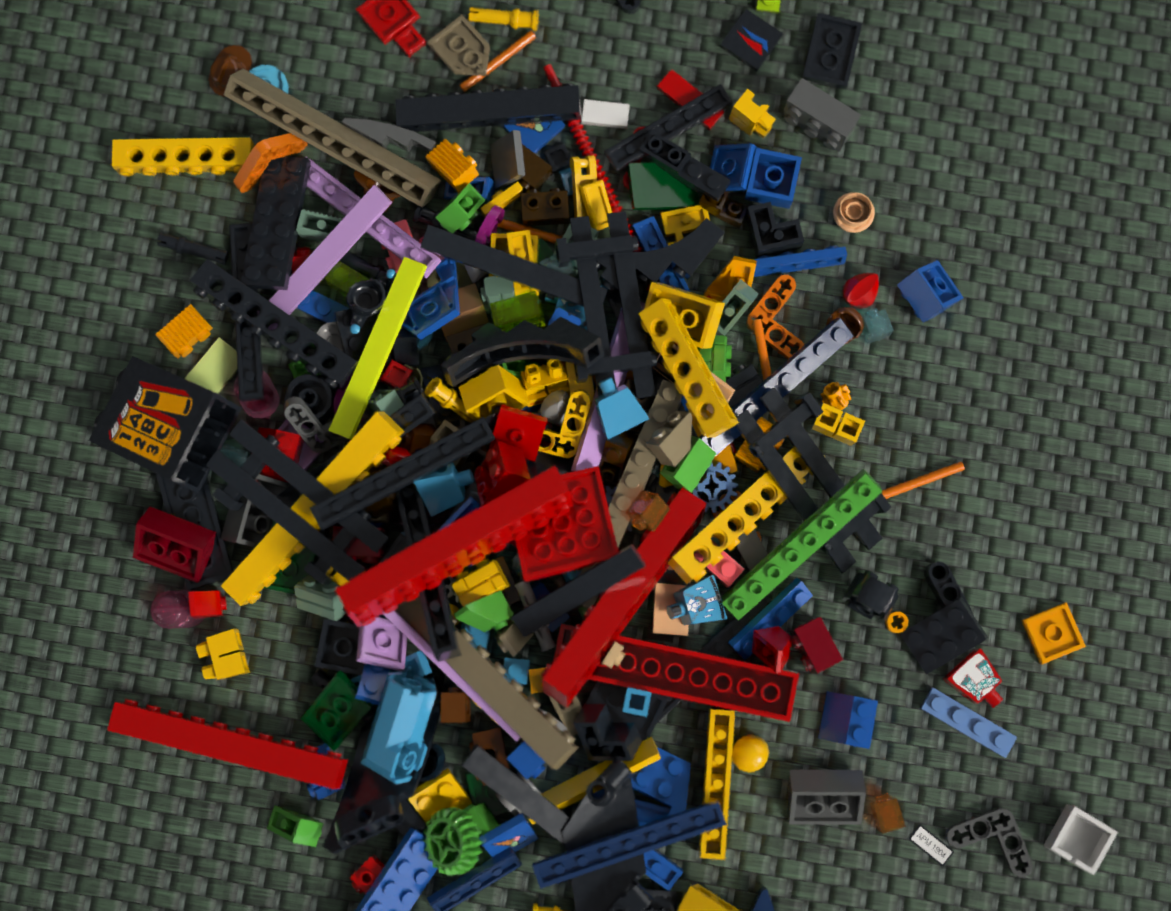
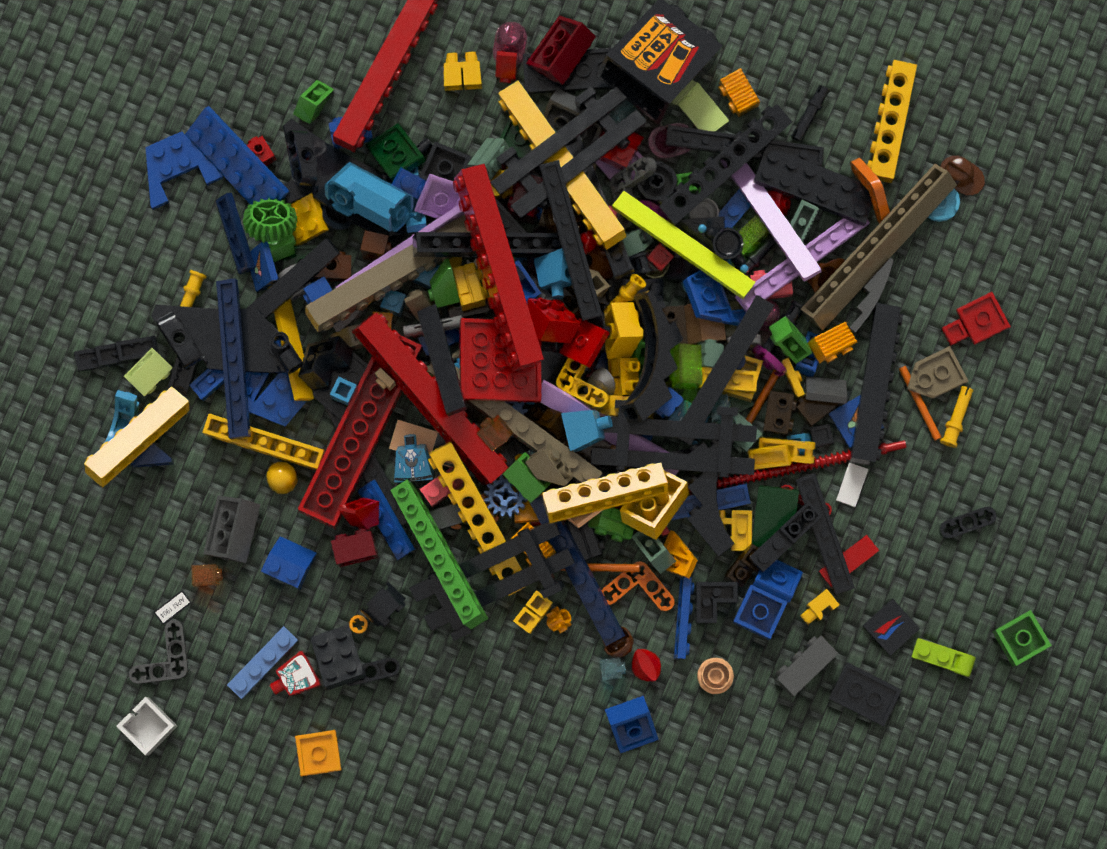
camera: 105 degrees right, 0 degrees up
(922, 480) = (471, 674): orange bar -> none

